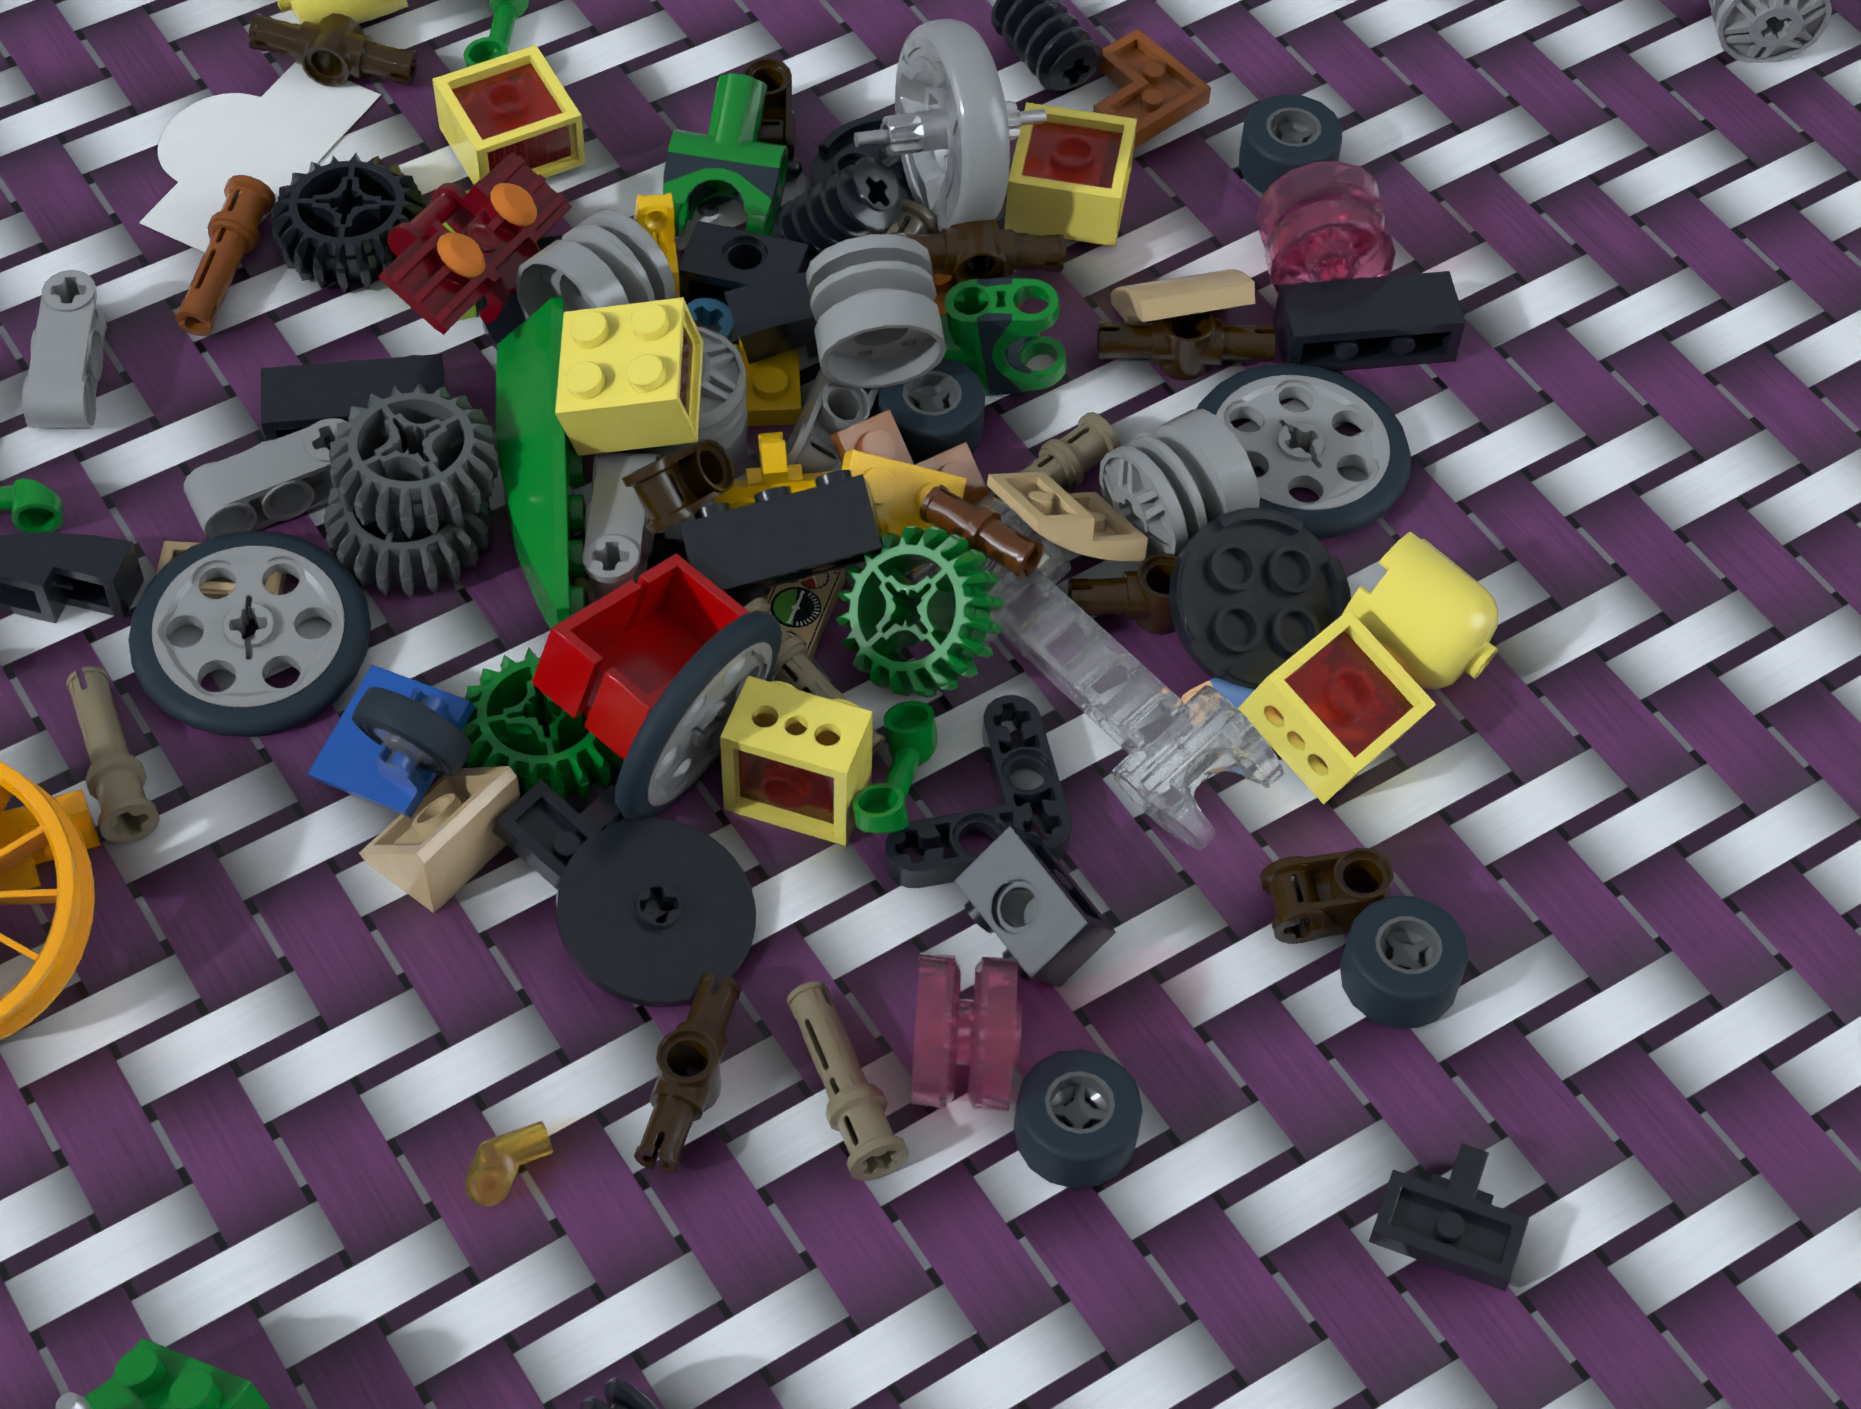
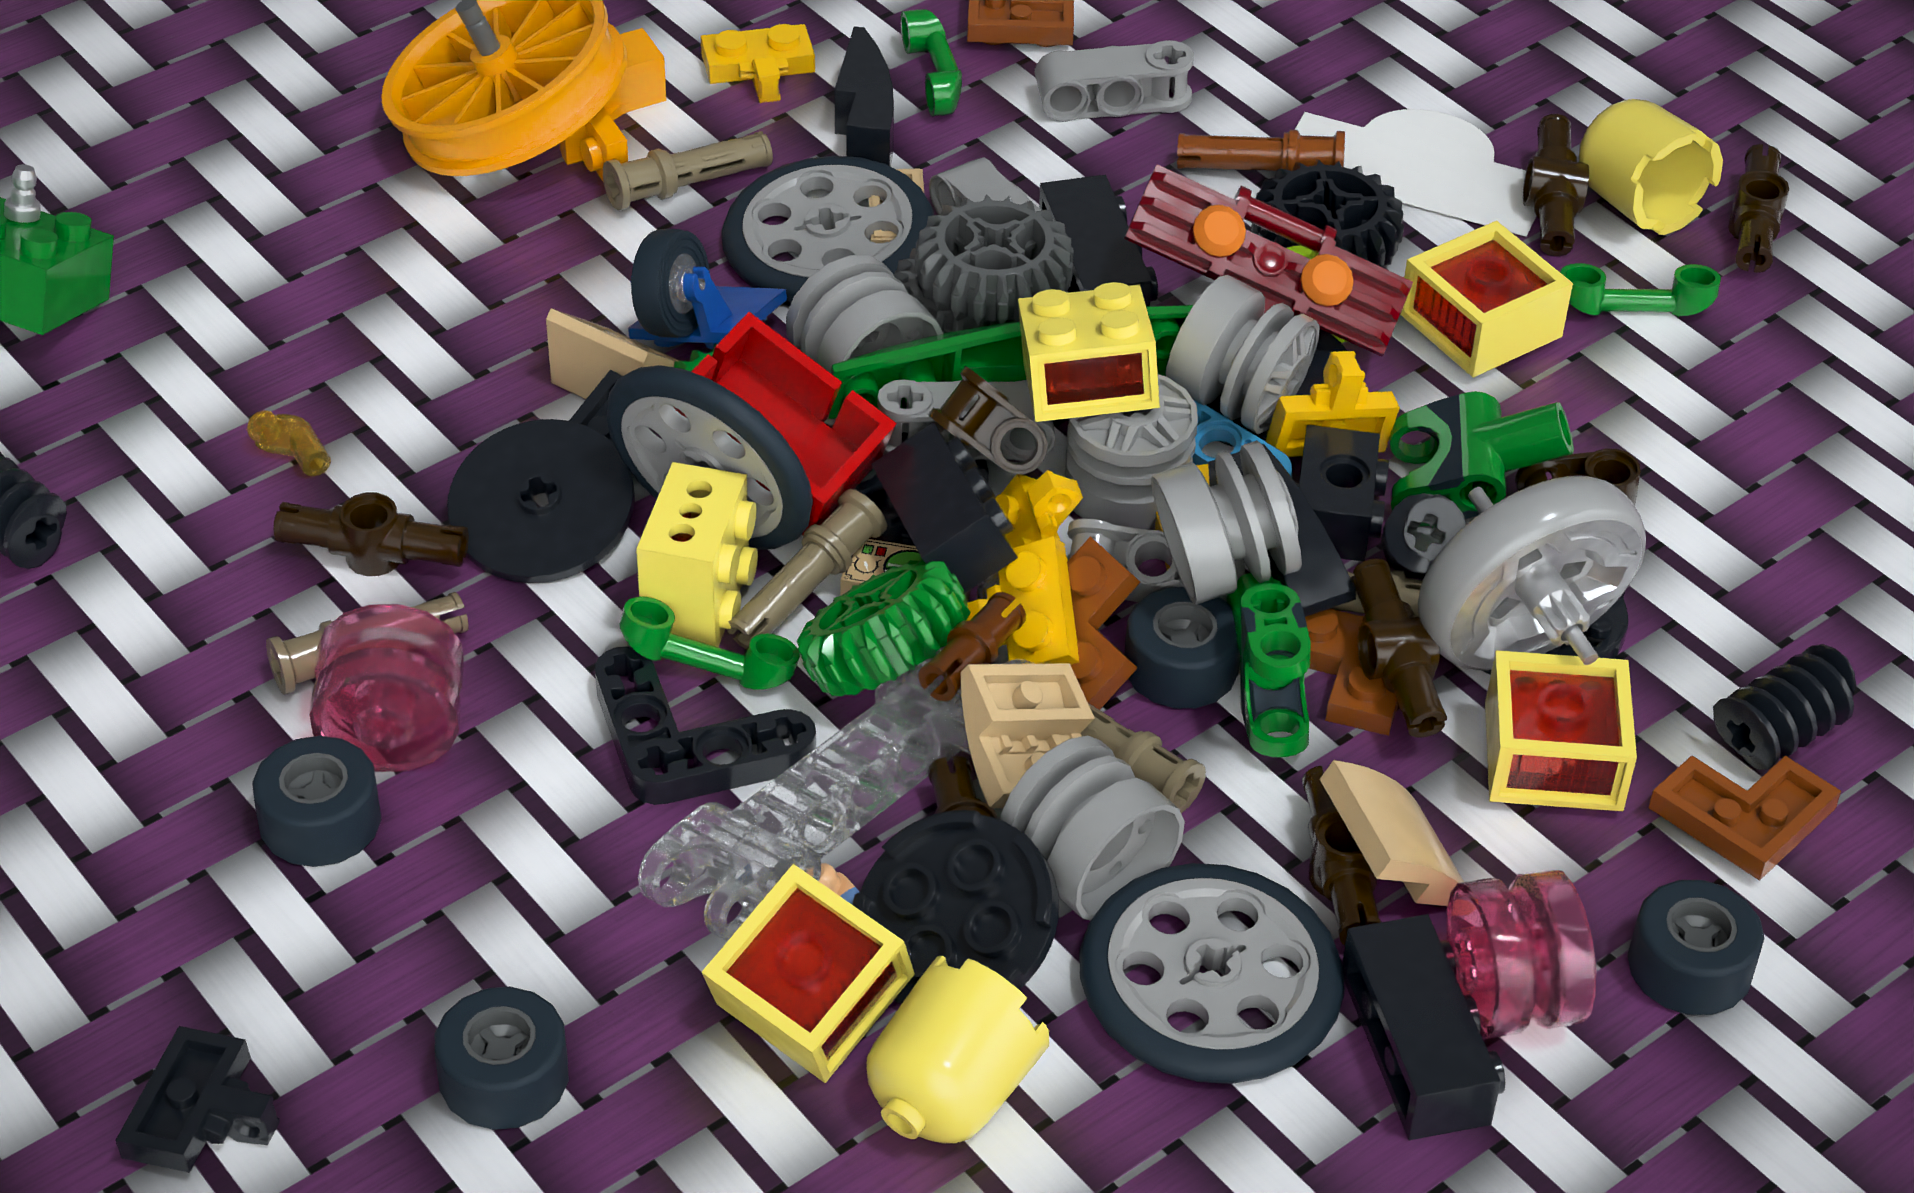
camera: 85 degrees right, 10 degrees down
(475, 594) = (853, 311): none -> light grey wheel
(1065, 924) = (546, 747): brick -> none
(1322, 892) = (586, 993): dark brown piece -> none

